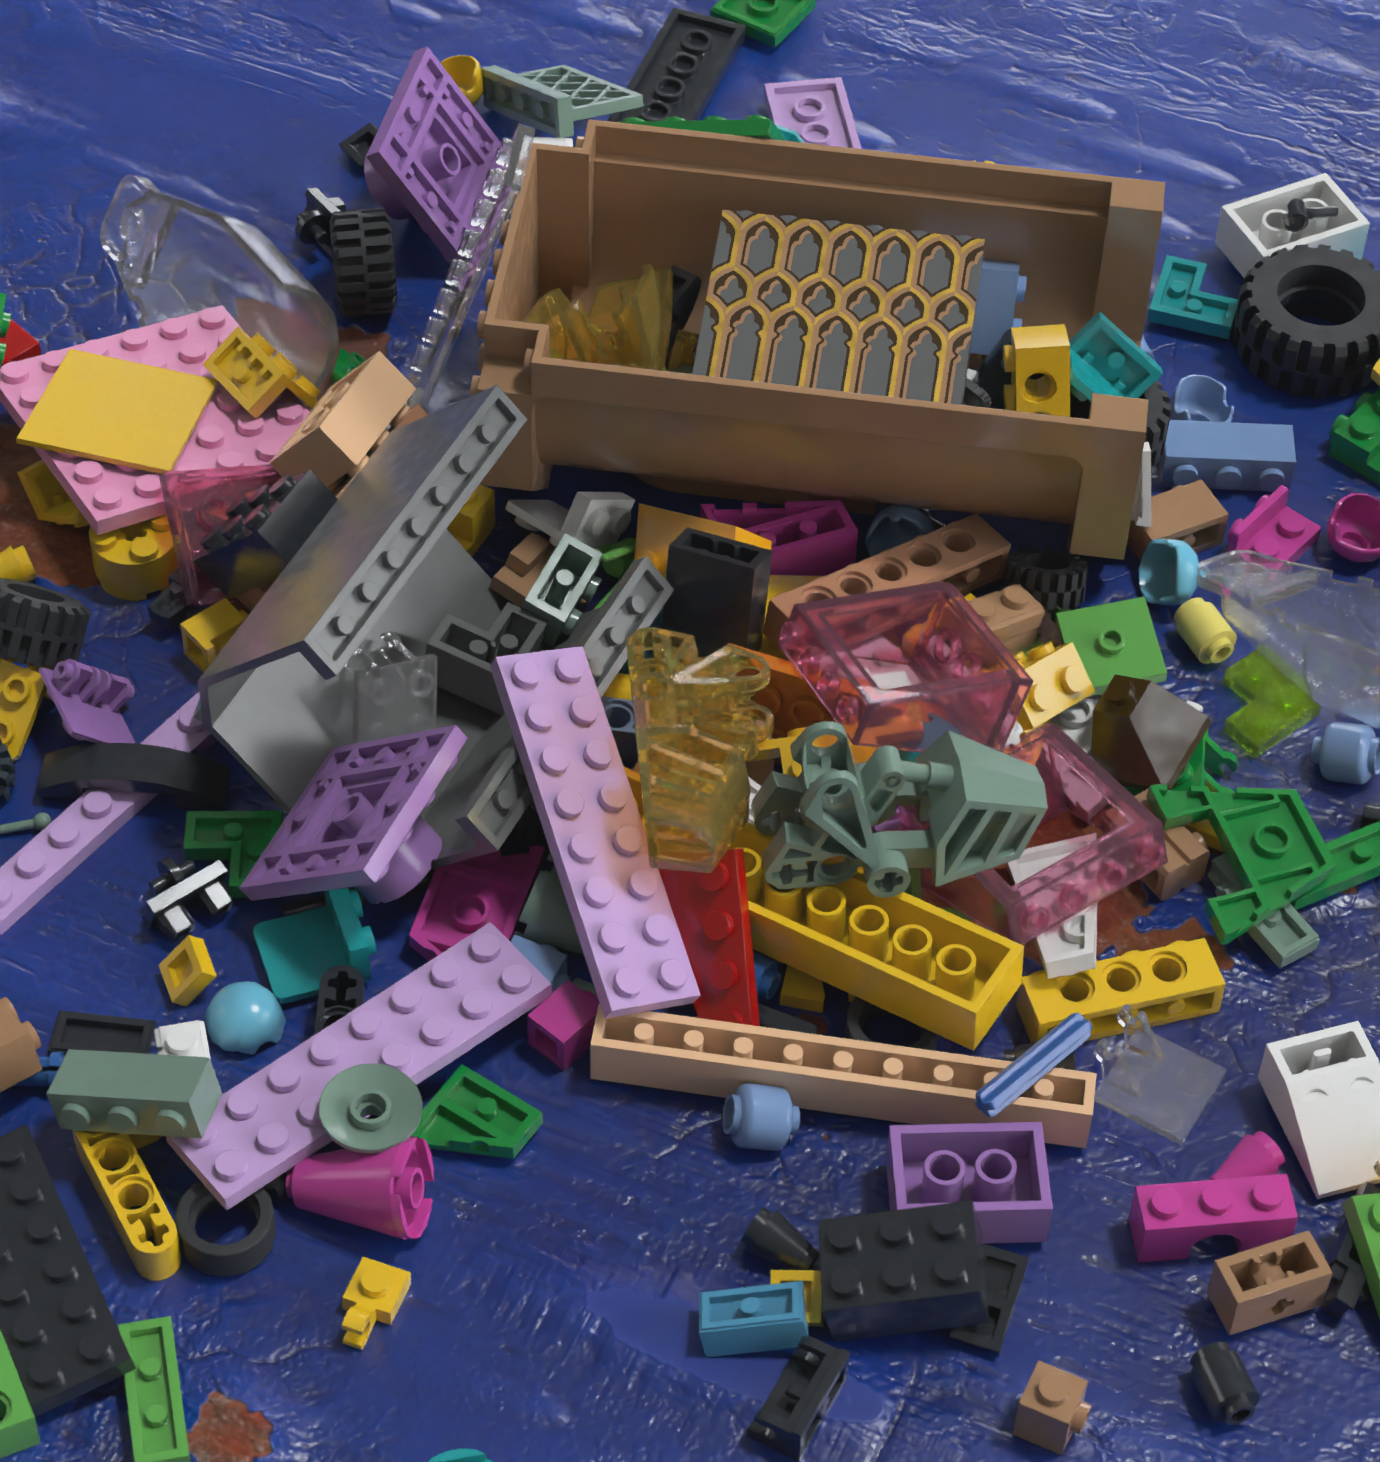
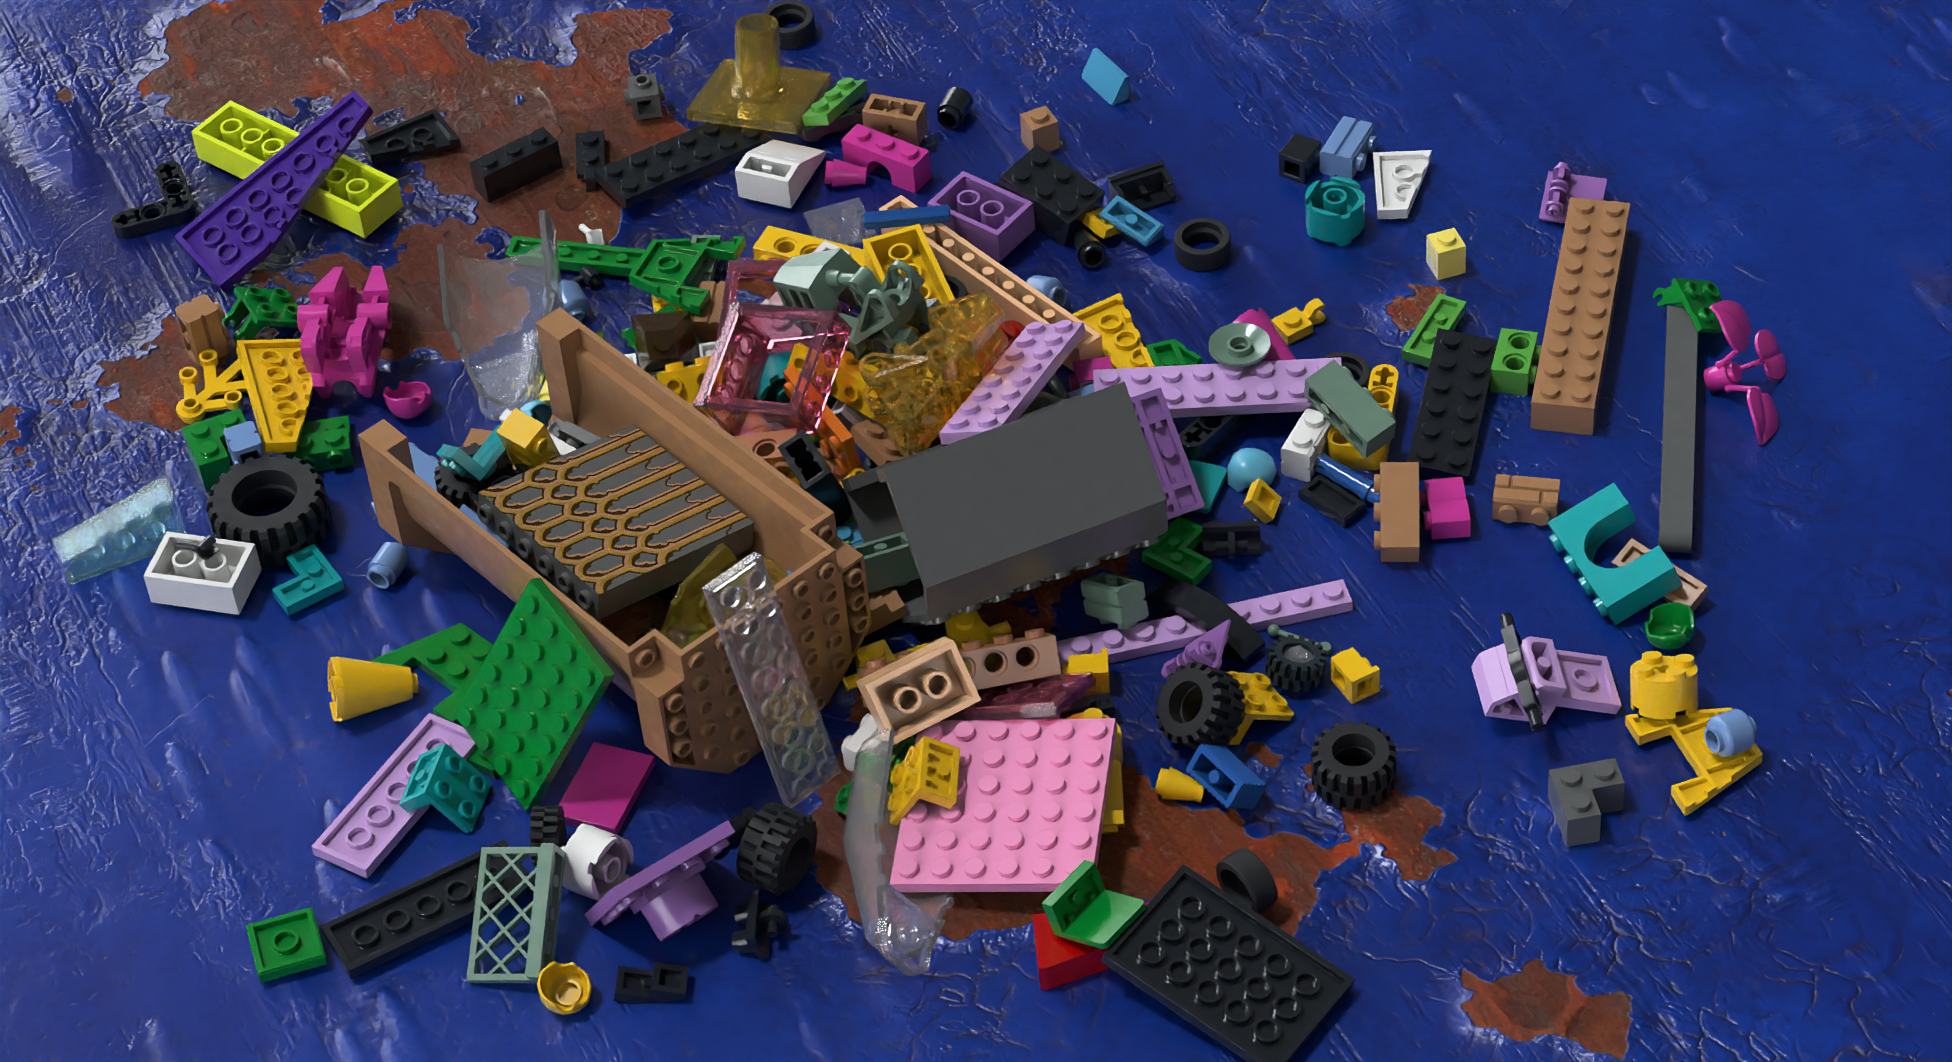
camera: 135 degrees left, 5 degrees down
(118, 412) = (1037, 795): yellow piece -> none
(263, 533) = (1029, 634): black brick -> none
(603, 1113) = (1118, 333): none -> yellow wing
(622, 1314) = (1202, 259): none -> black tyre
(1274, 529) = (450, 427): dark pink bracket -> none

